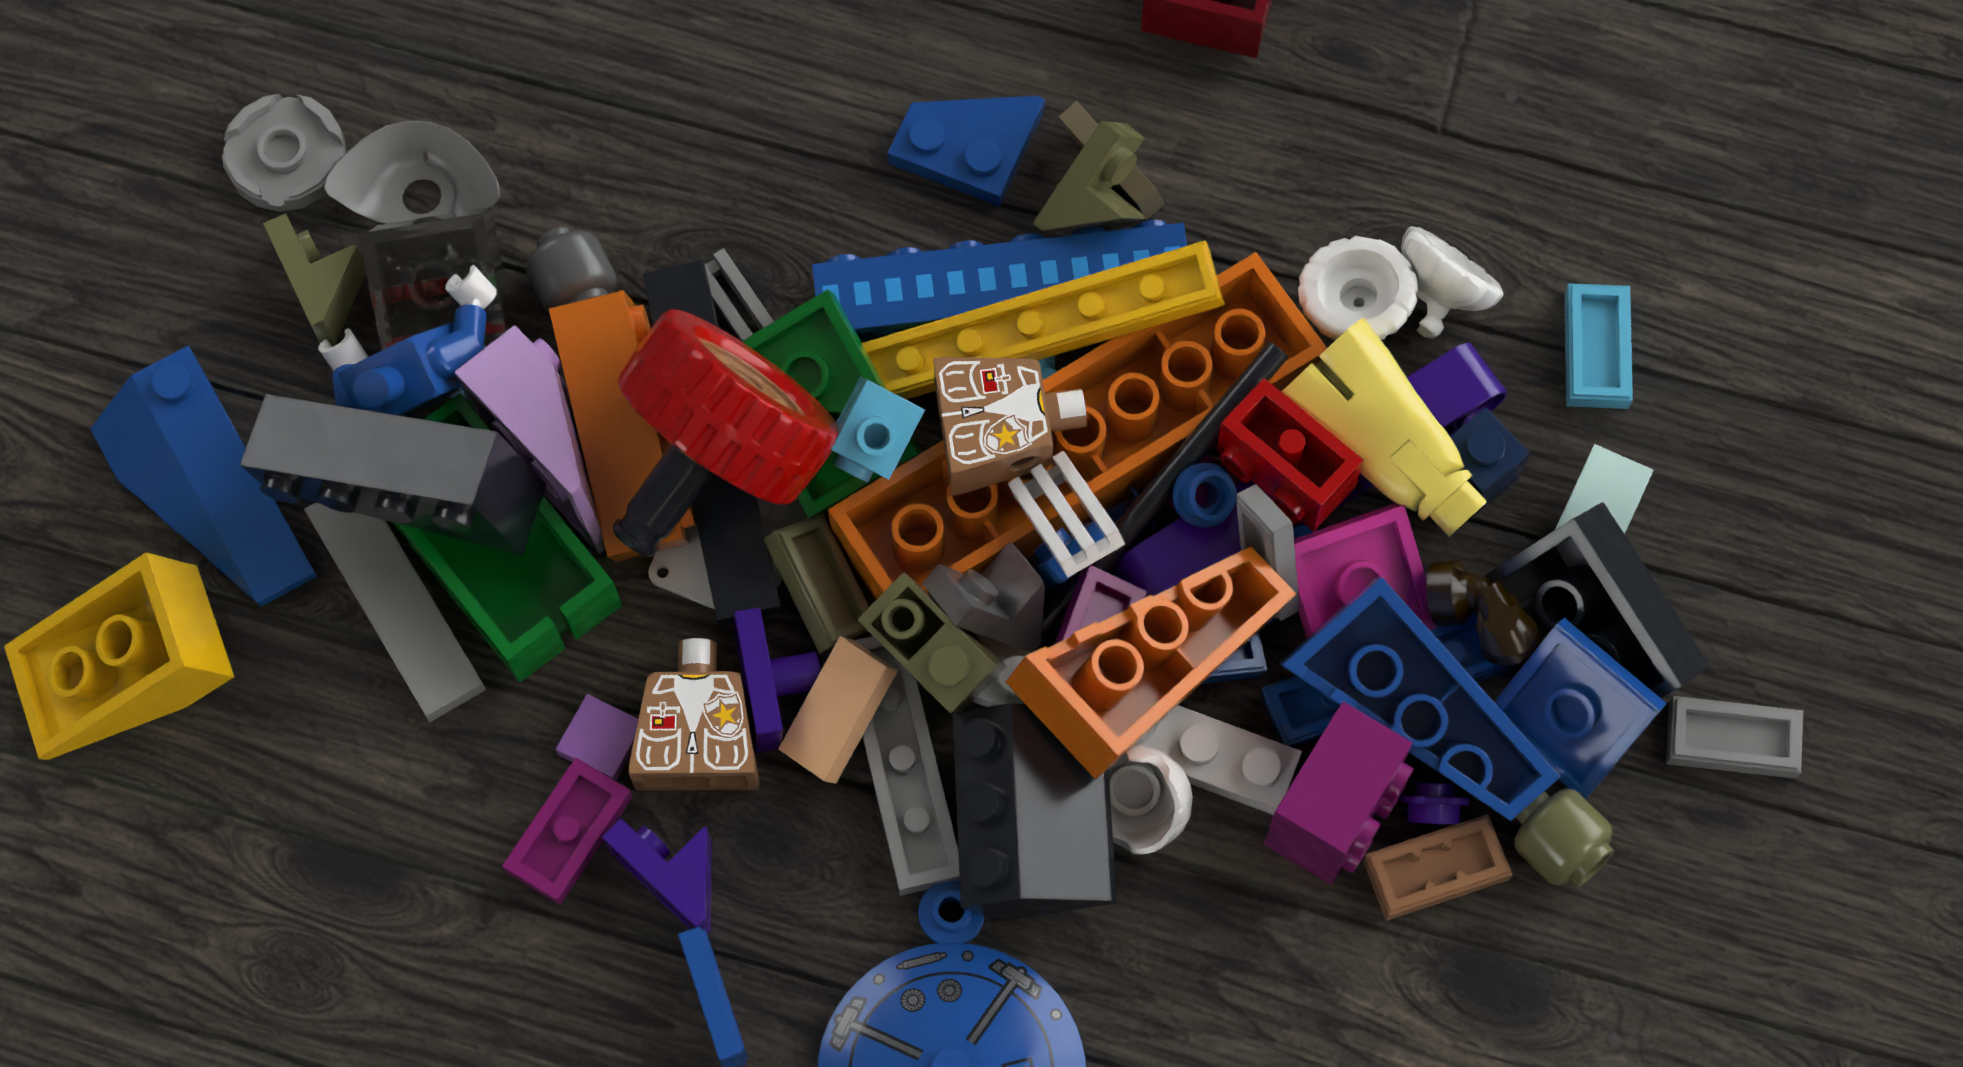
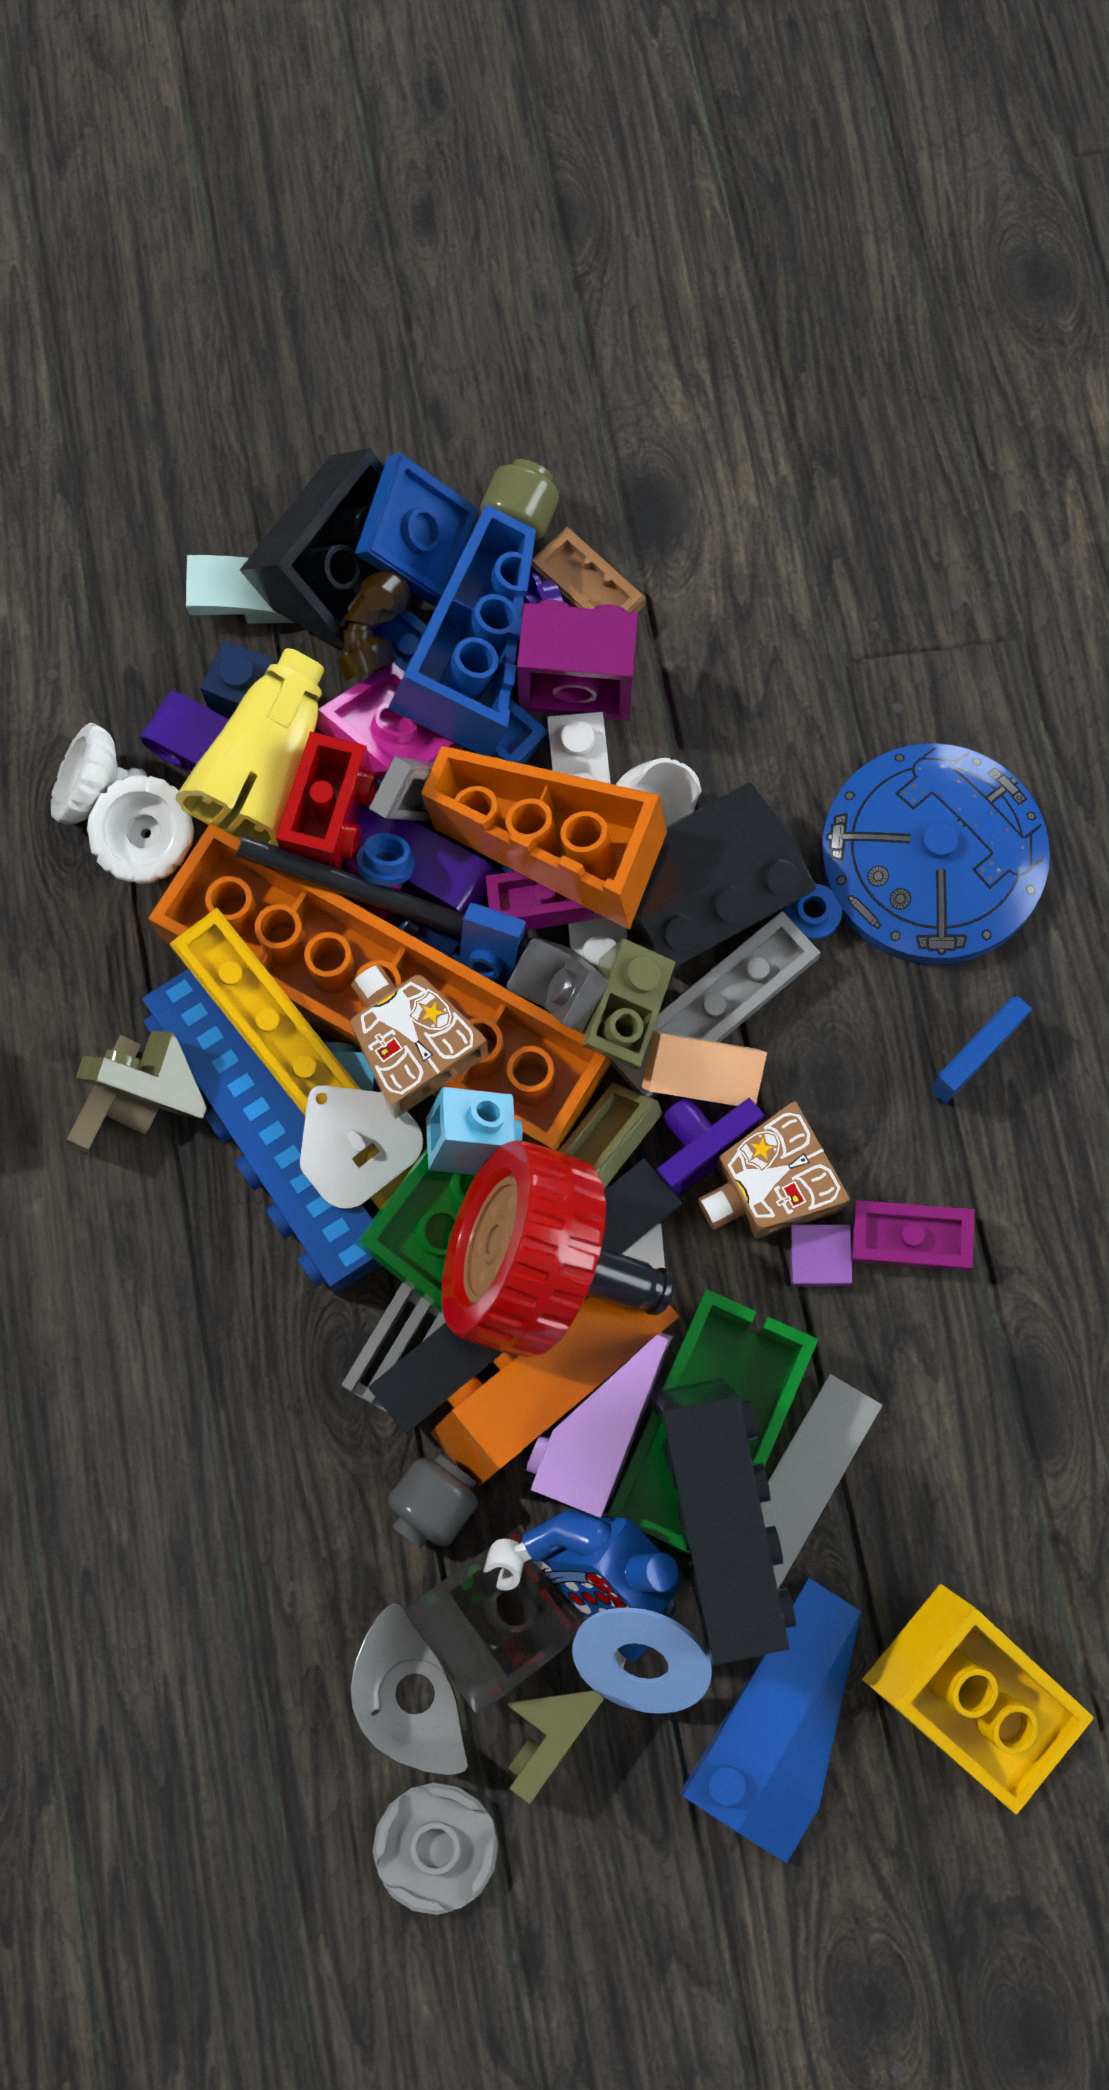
camera: 115 degrees left, 5 degrees up
(352, 339) = (610, 1629): none -> light blue gear
(681, 883) = (906, 1122): dark purple slope -> none
(945, 325) = (345, 1128): none -> white piece
(967, 142) = (137, 1231): blue wing -> none
(1046, 483) = (443, 981): white tile -> none
(1598, 346) = (88, 651): medium azure tile -> none
(1734, 737) = (368, 417): light grey tile -> none

